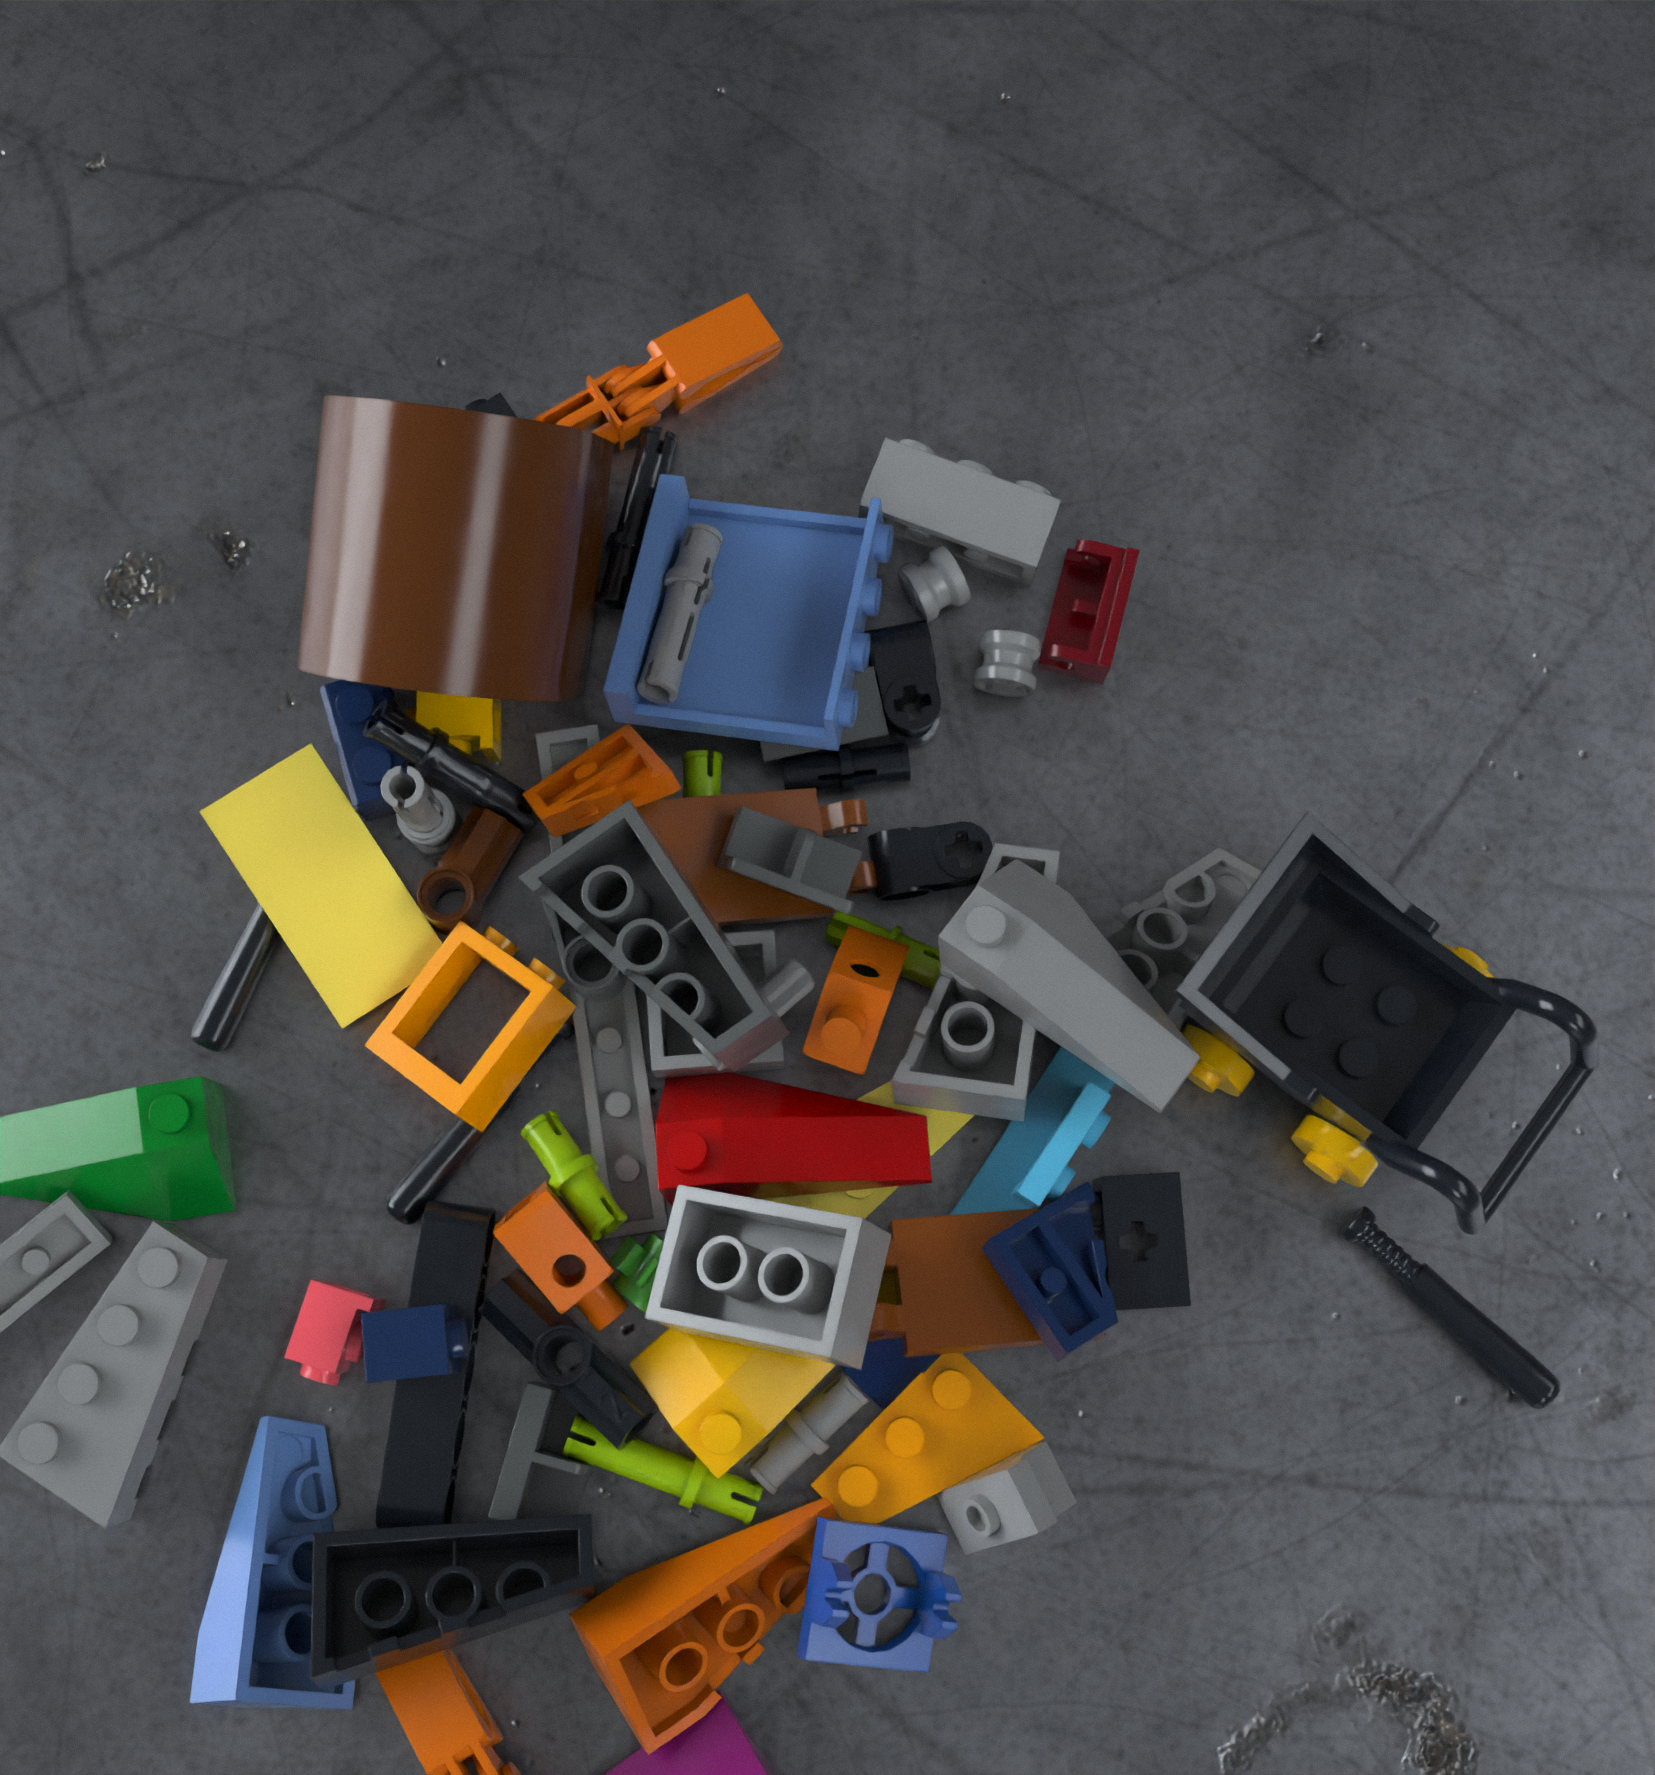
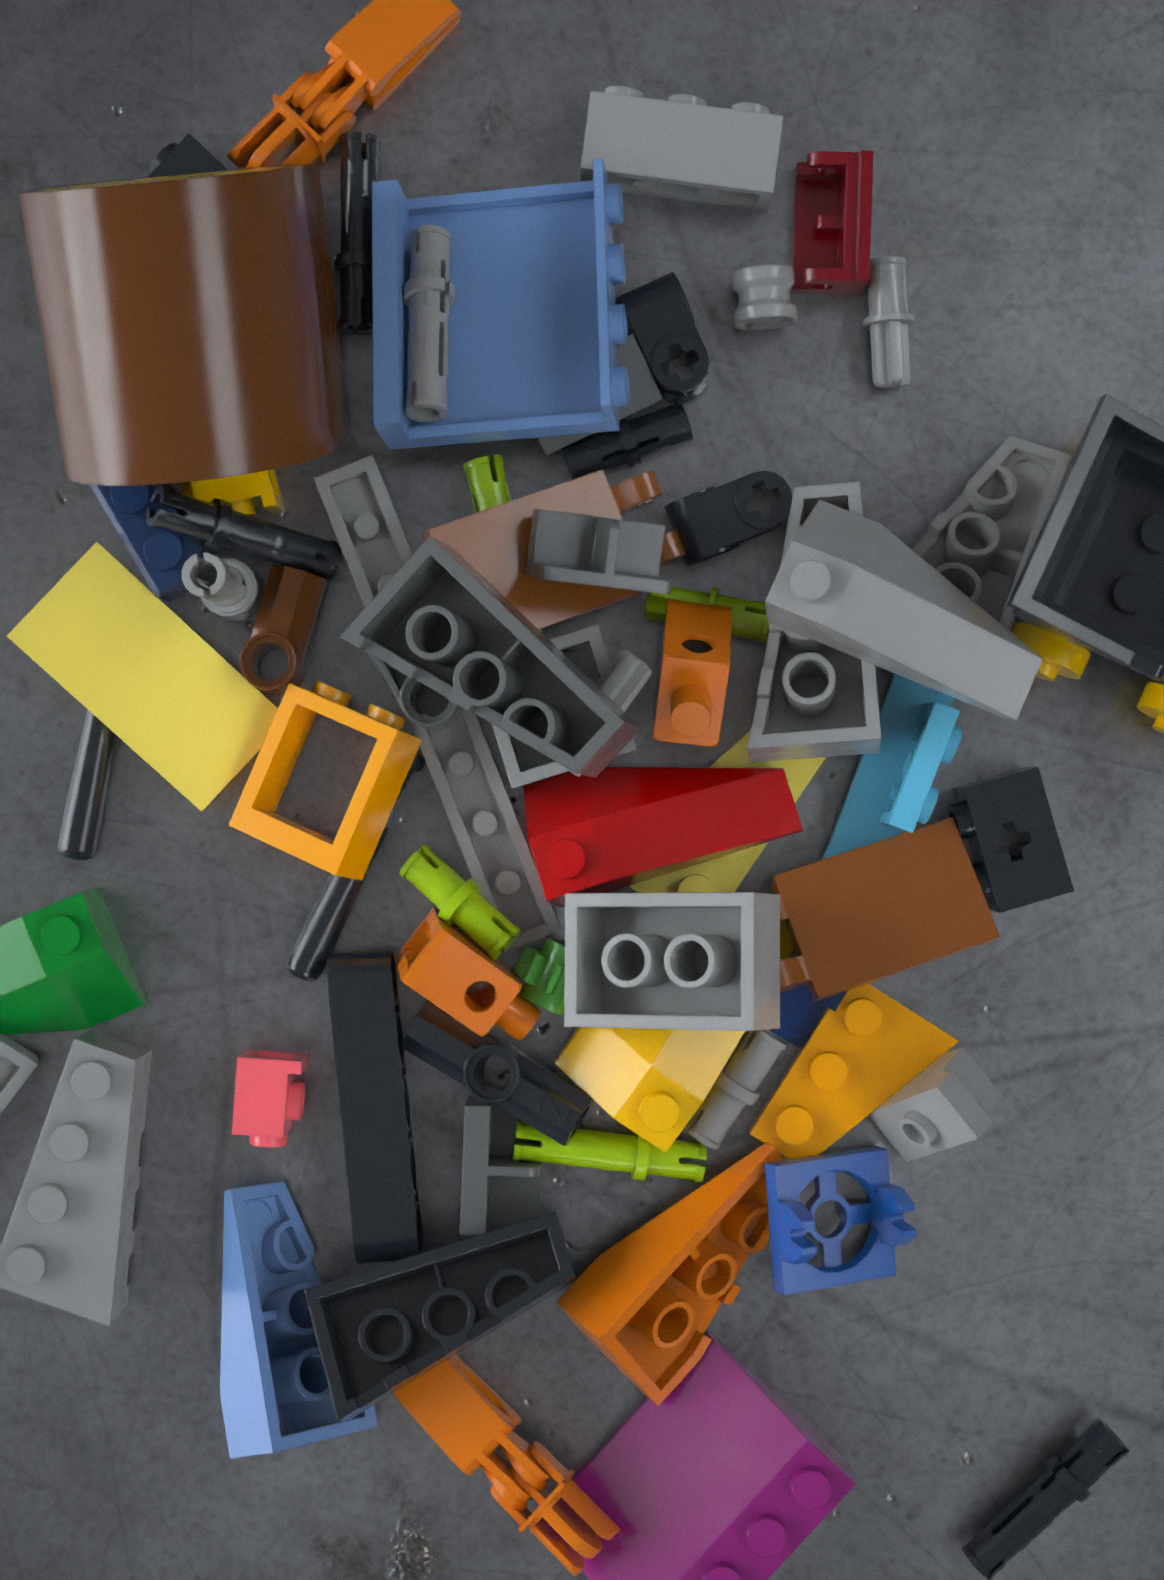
camera: 15 degrees left, 10 degrees up
(413, 1342) = (350, 1096): dark blue brick -> none
(601, 781) = (394, 516): orange wing -> none
(934, 584) = (672, 232): light grey wheel -> none
(1057, 1272) = (944, 891): dark blue wing -> none
(1123, 713) = (889, 322): none -> light grey axle

